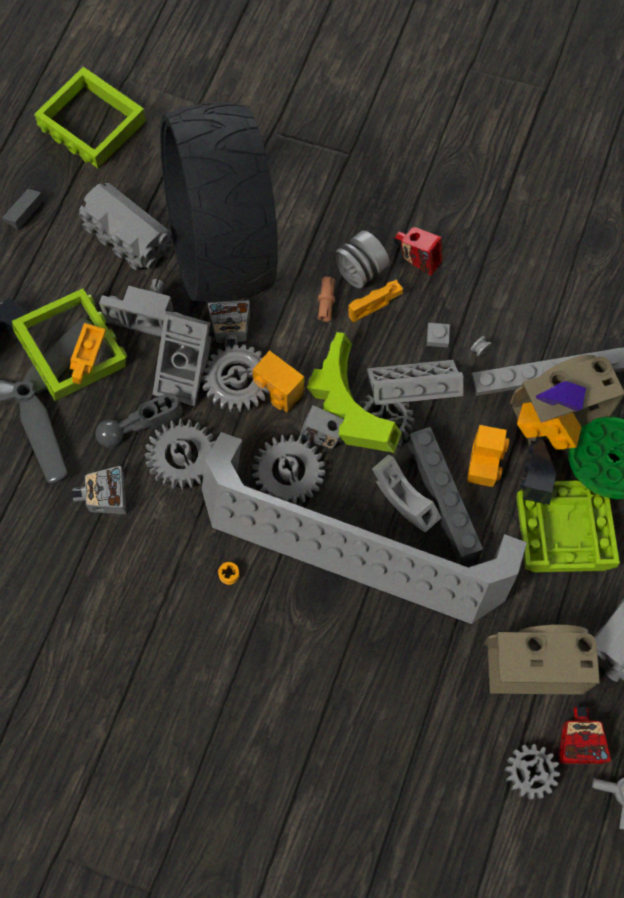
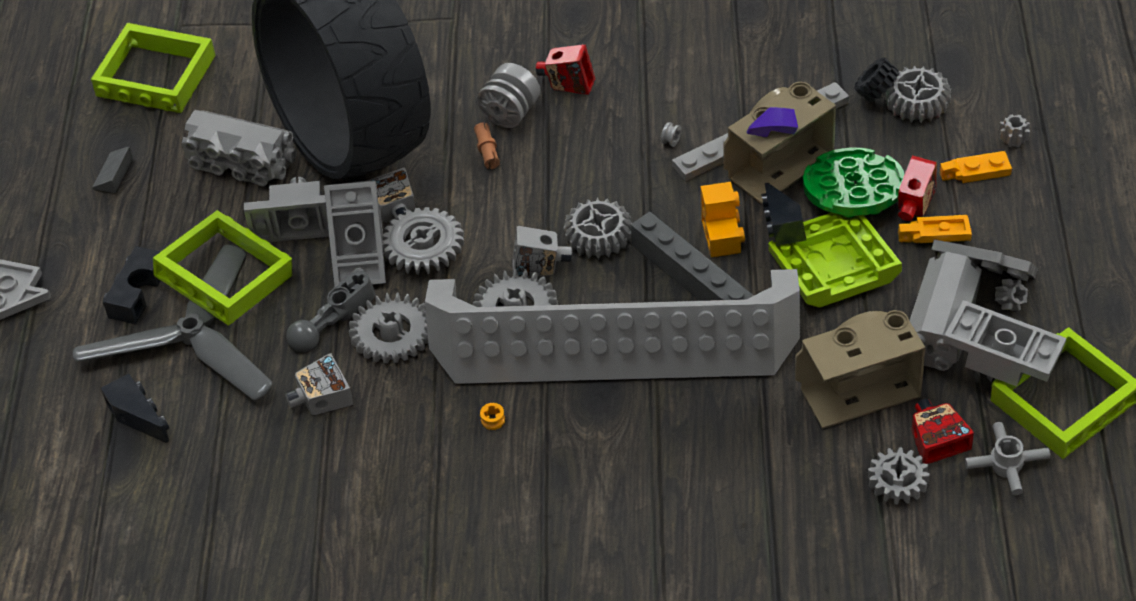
camera: 15 degrees left, 20 degrees down
(86, 351) = (248, 259): light orange hinge -> none
(280, 379) = (474, 221): light orange brick -> none
(332, 385) = (574, 228): lime arch -> none
(374, 301) = (538, 131): light orange hinge -> none
(403, 496) = (645, 283): light grey arch -> none
(422, 387) = (618, 181): light grey fence -> none
(438, 334) = (620, 140): light grey plate -> none
(561, 431) = (778, 164): light orange brick -> none

